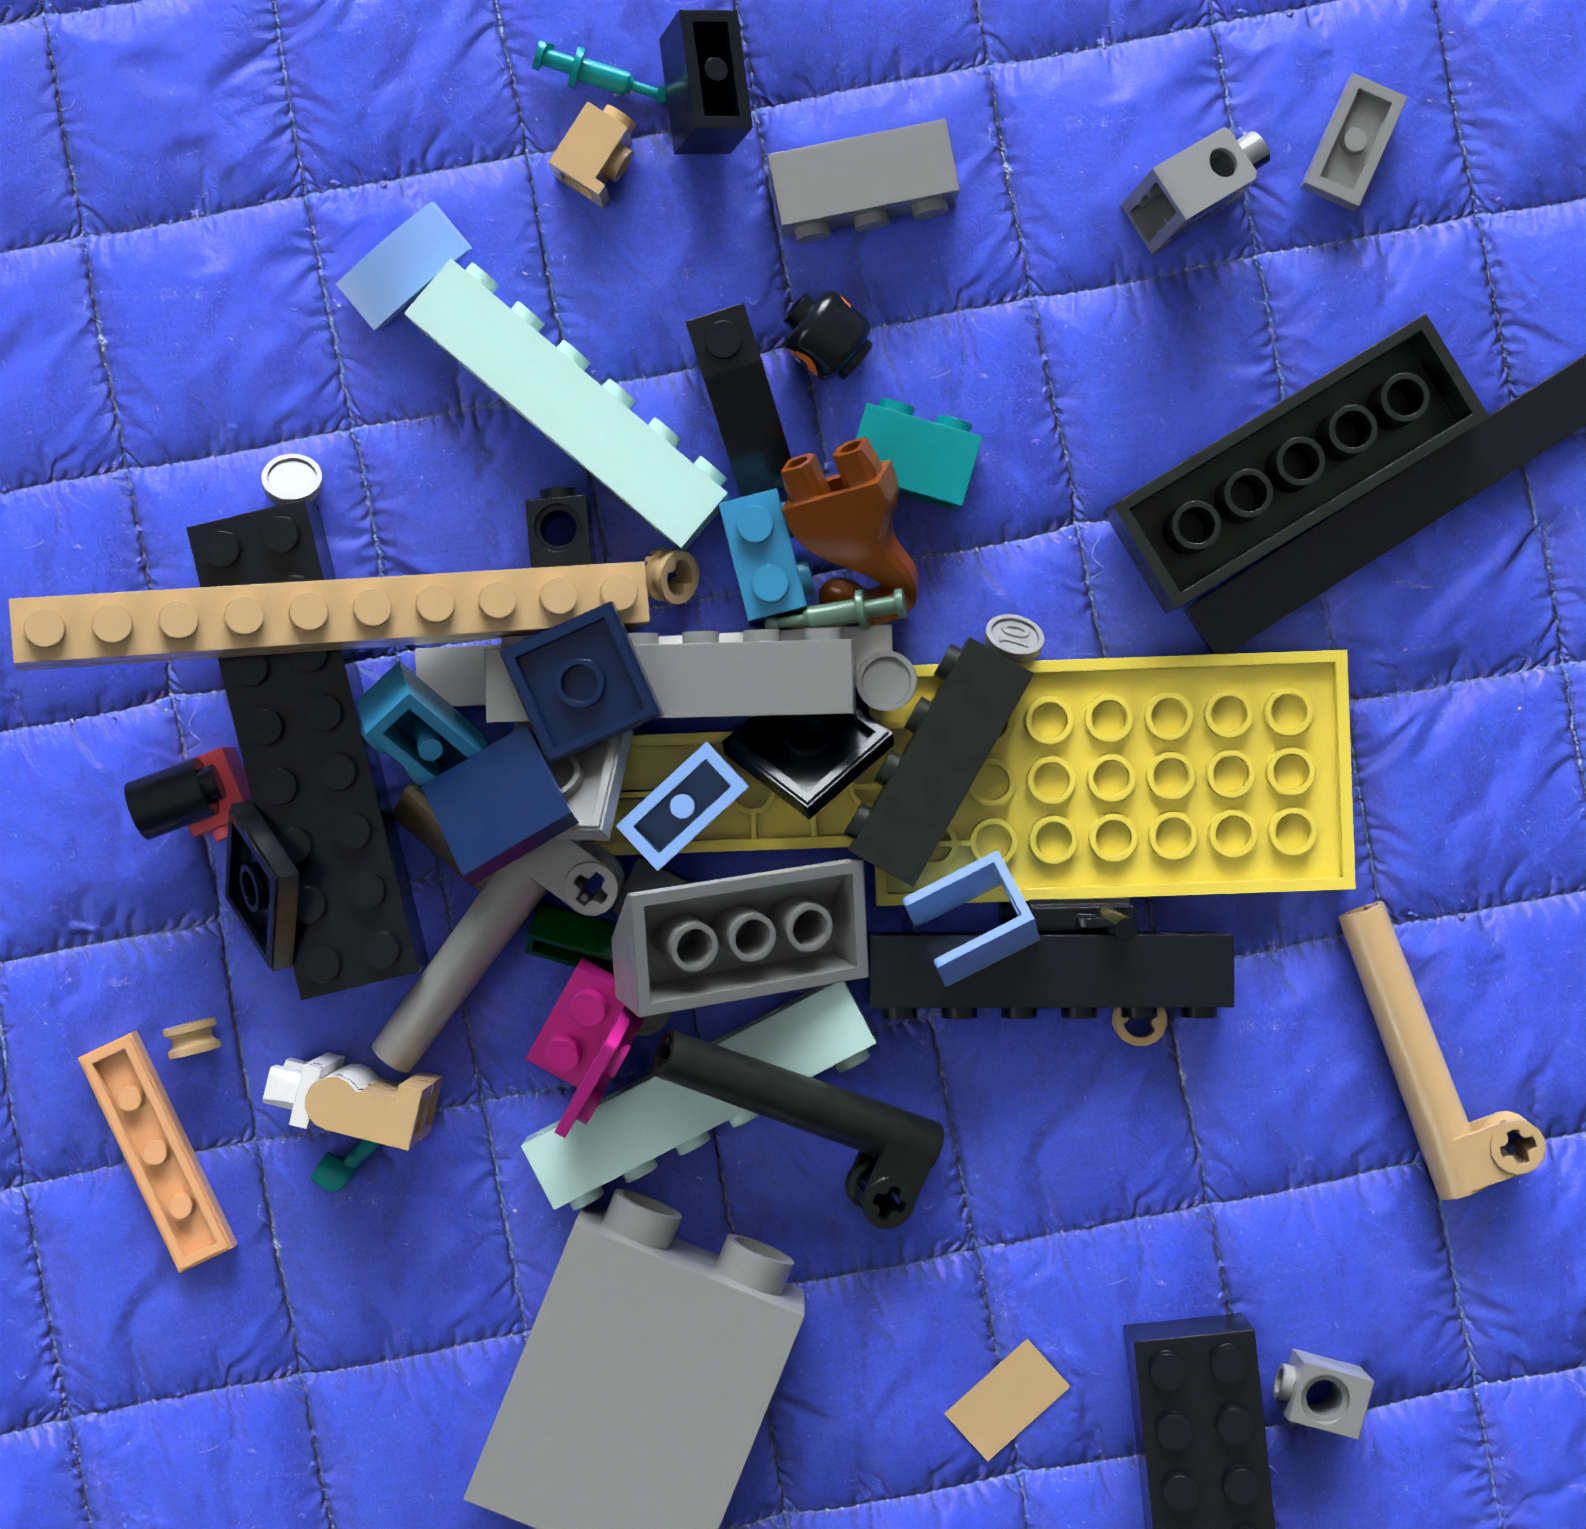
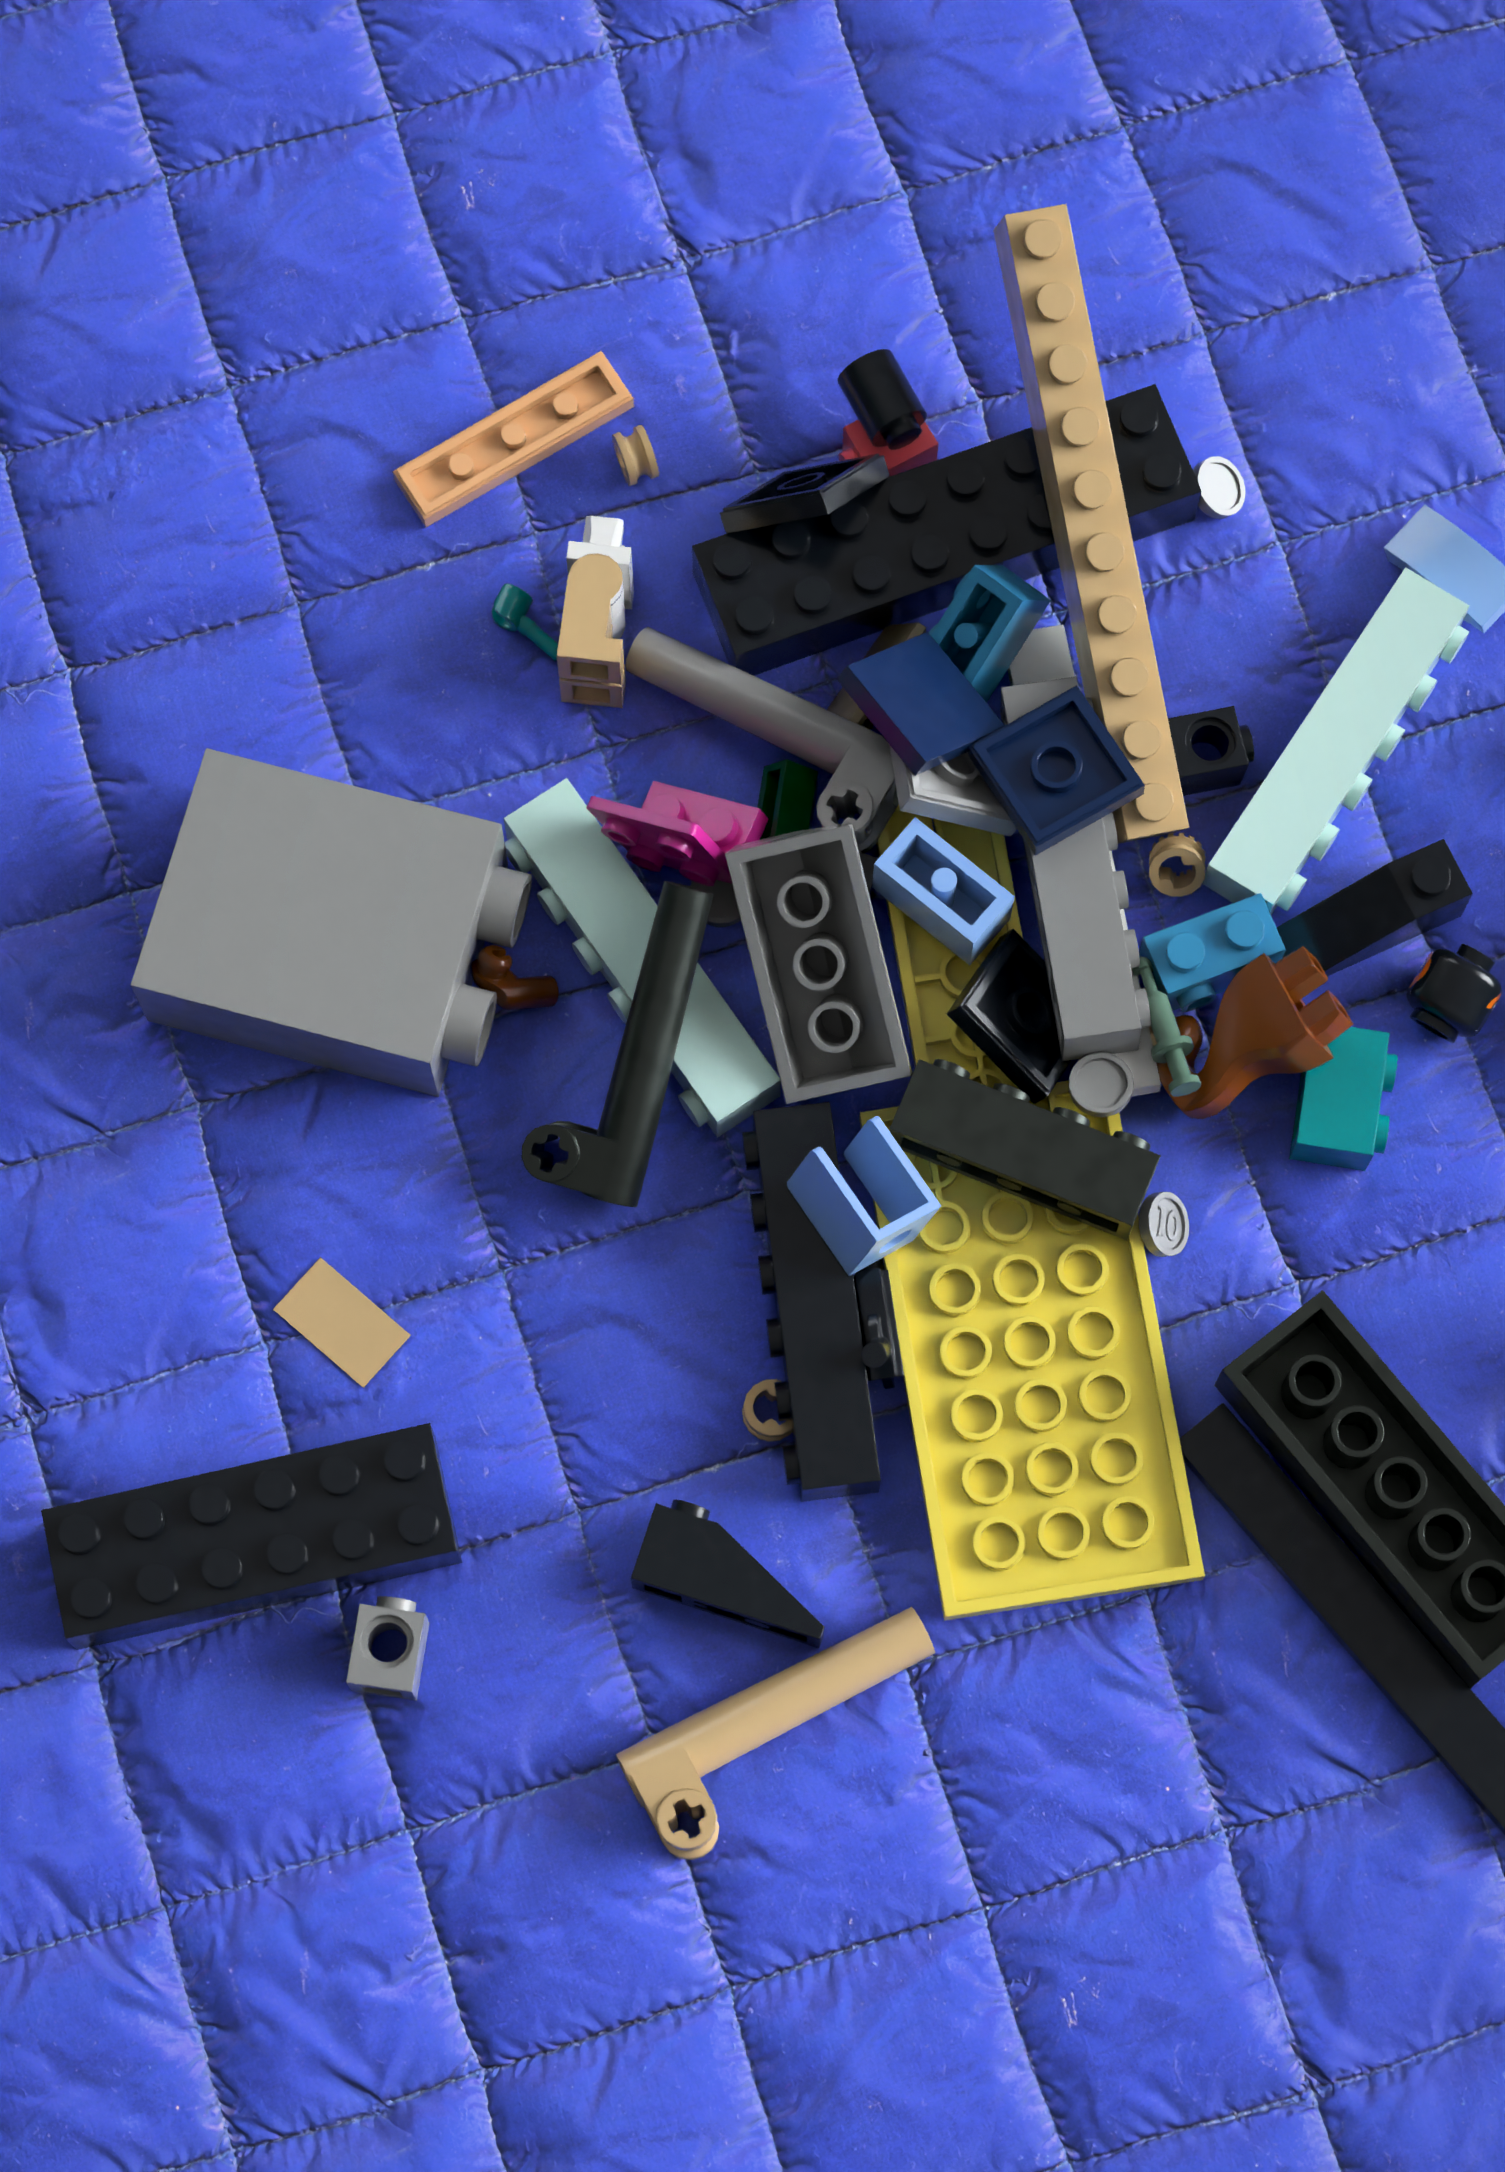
camera: 85 degrees right, 15 degrees down
(717, 1221) = (493, 973): none -> reddish brown arm
(1287, 1094) = (708, 1570): none -> black slope

